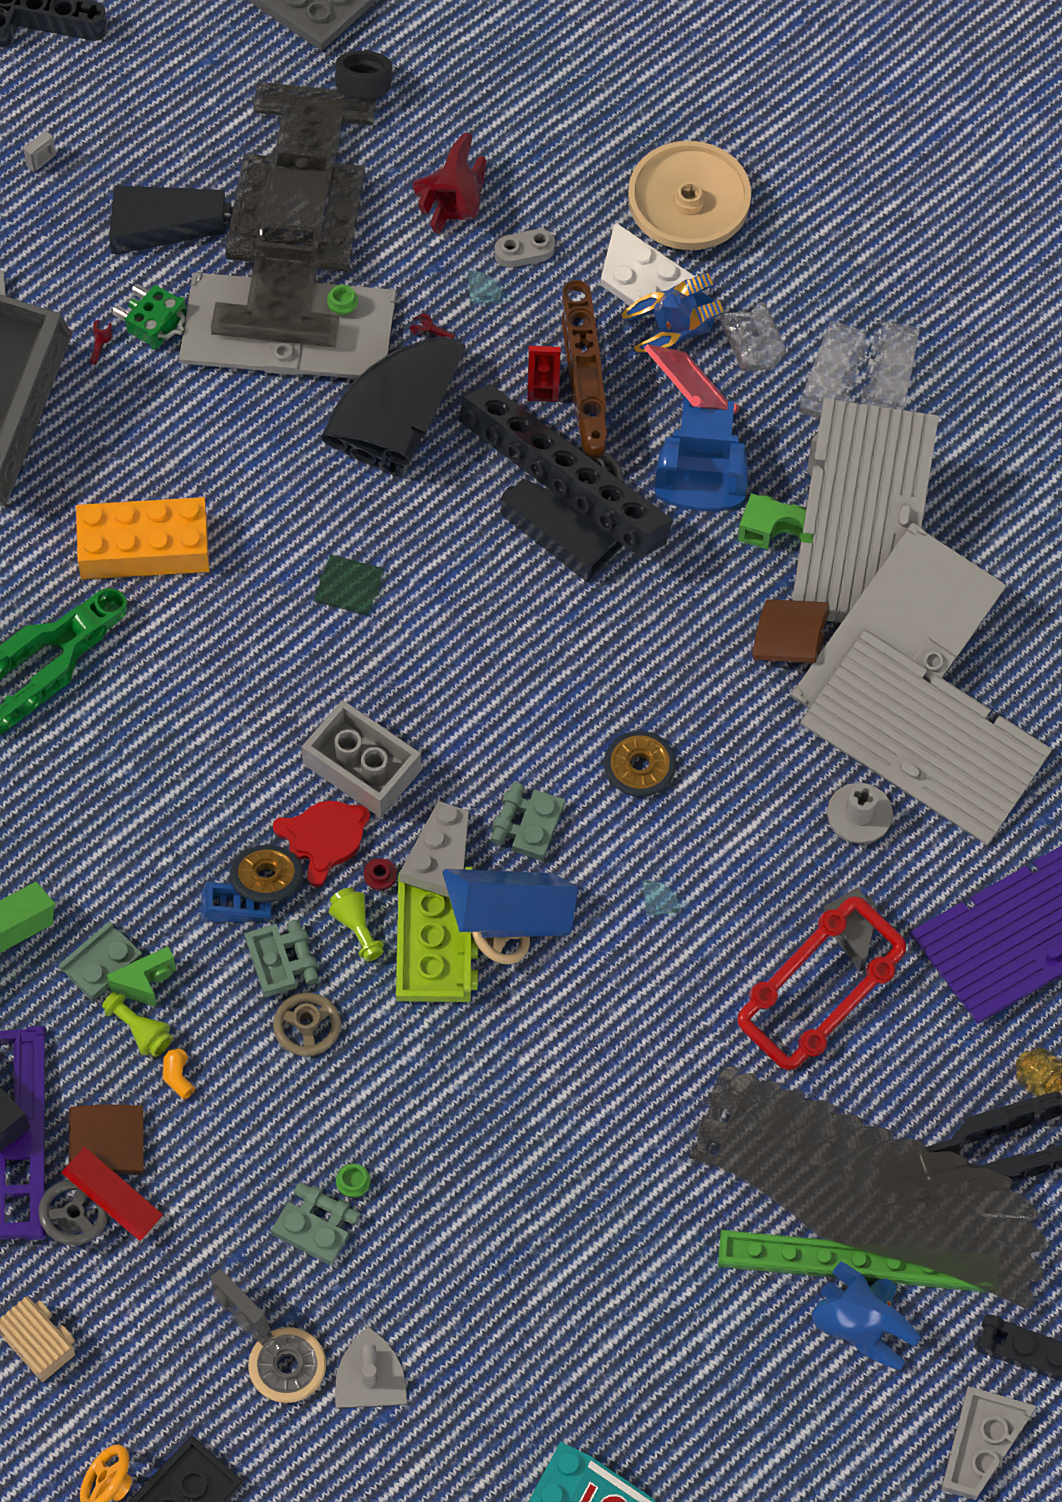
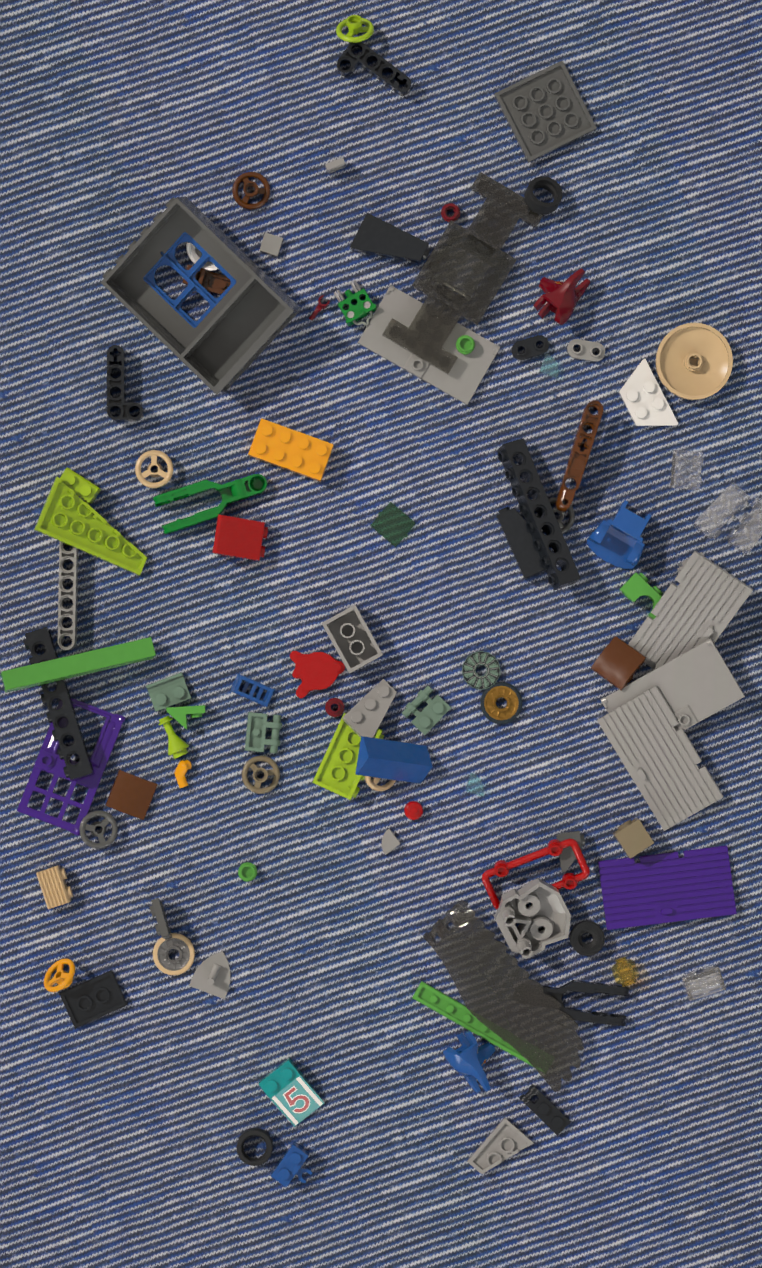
camera: 25 degrees right, 25 degrees up
(112, 1193) = (121, 828): red tile -> none
(116, 687) = (239, 538): none -> red slope
(234, 144) = (450, 206): none -> dark red plate
(282, 884) = (278, 671): wheel -> none
(310, 1233) = (213, 888): sand green plate -> none
(349, 909) = (309, 722): lime piece -> none
(393, 404) = (467, 426): black panel -> none
(428, 326) = (507, 380): dark red hand -> none
(443, 274) = (530, 347): none -> black plate
(543, 373) = (557, 442): red slope -> none
(563, 1038) = (389, 841): none -> light grey tile
(579, 975) = (413, 810): none -> red piece
(584, 713) = (475, 680): none -> tile
(678, 312) = (650, 437): blue piece -> none
(689, 378) = (636, 486): coral container -> none
(859, 813) = (604, 784): light grey piece -> none
(867, 1025) = (546, 911): none -> light grey brick
(945, 865) = (633, 837): none -> dark tan head
(953, 1030) = (596, 943): none -> black tyre

